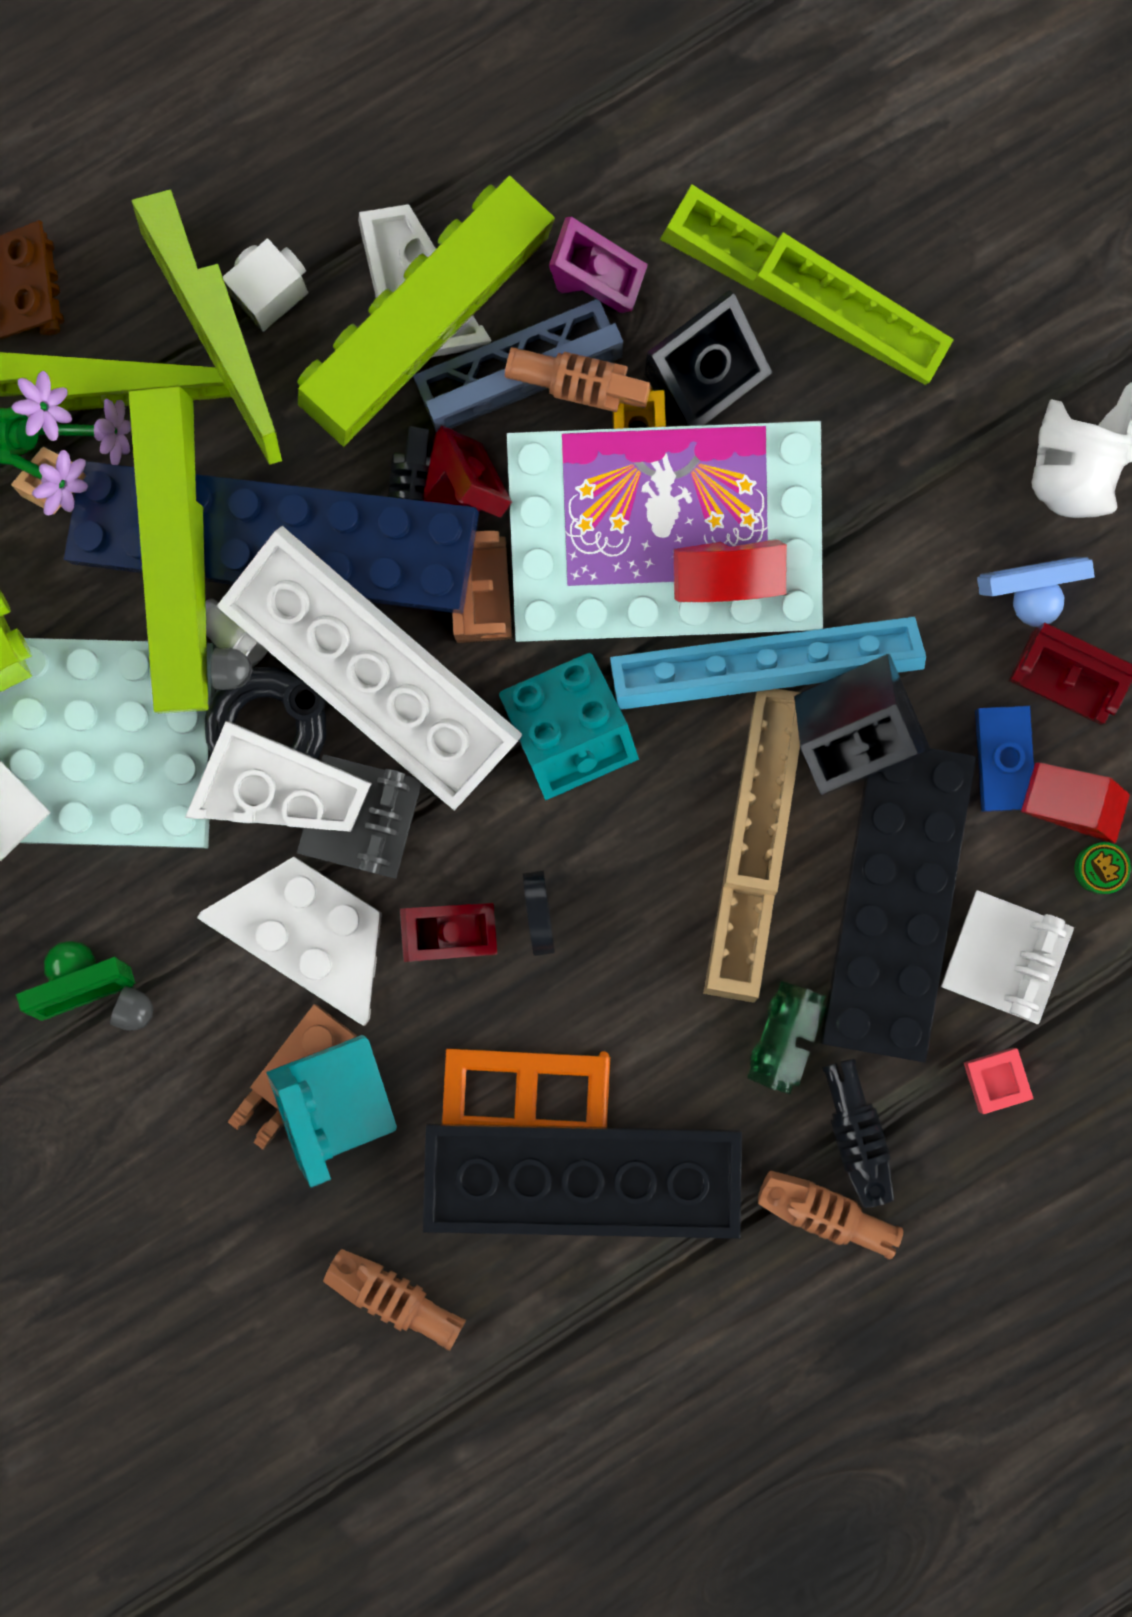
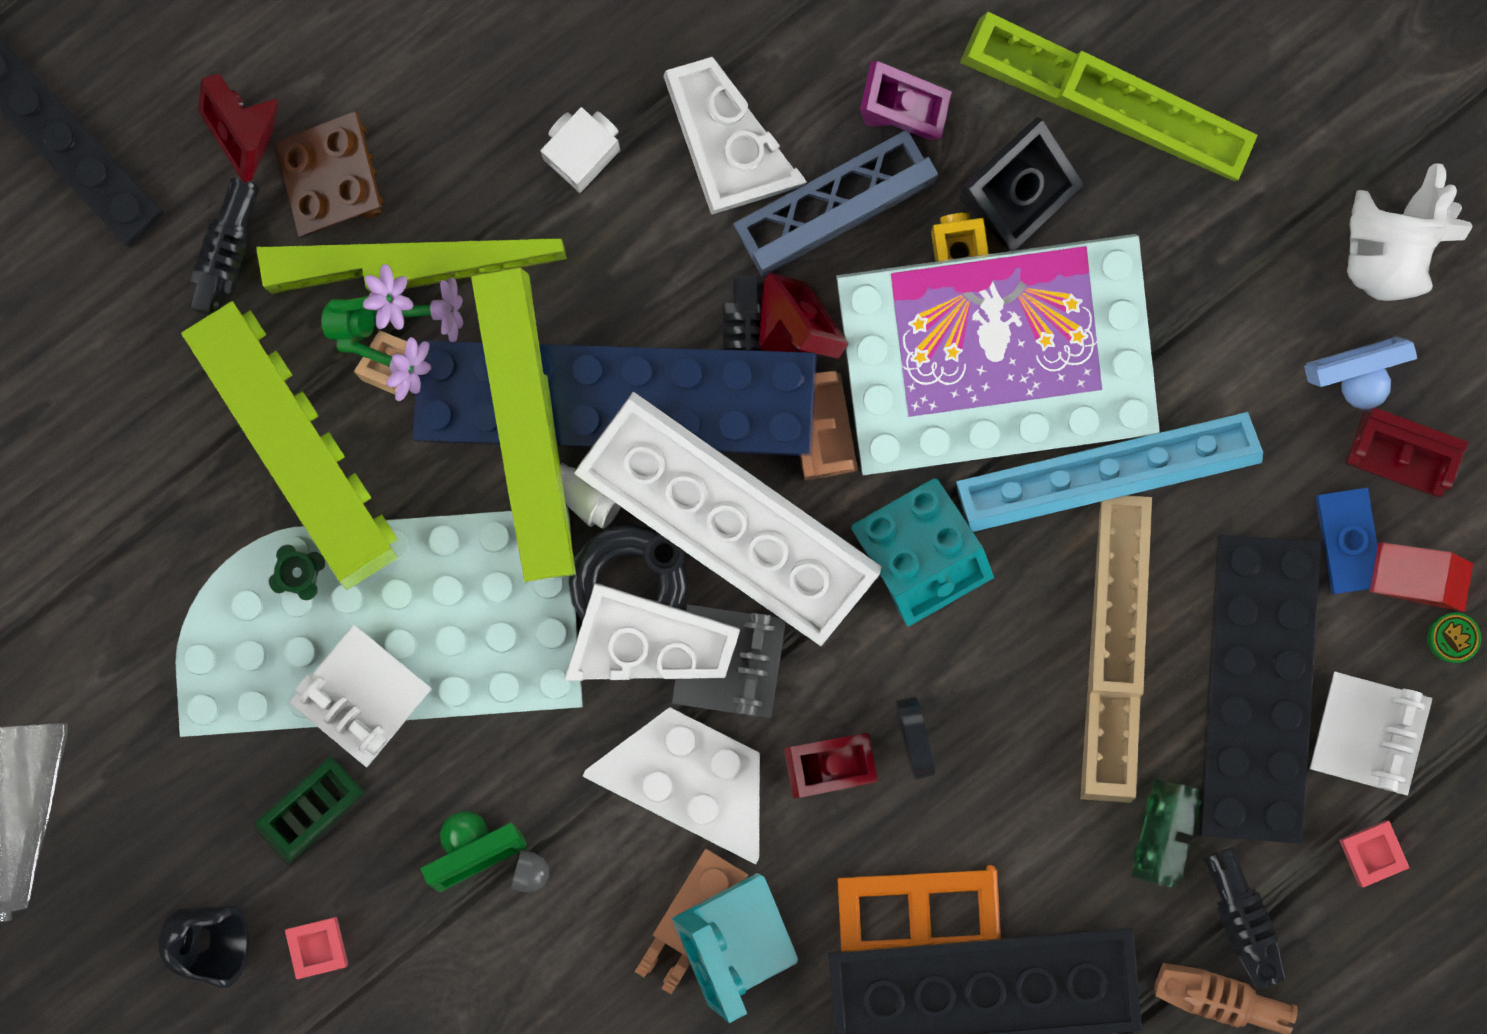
camera: 10 degrees left, 0 degrees up
(209, 311) = (535, 187): lime slope -> none
(229, 669) = (593, 532): dark grey hinge -> none
(424, 310) = (743, 163): lime brick -> none
(578, 379) = (900, 217): nougat hinge -> none
(730, 573) = (1066, 392): red slope -> none
(857, 725) = (1204, 525): black slope -> none

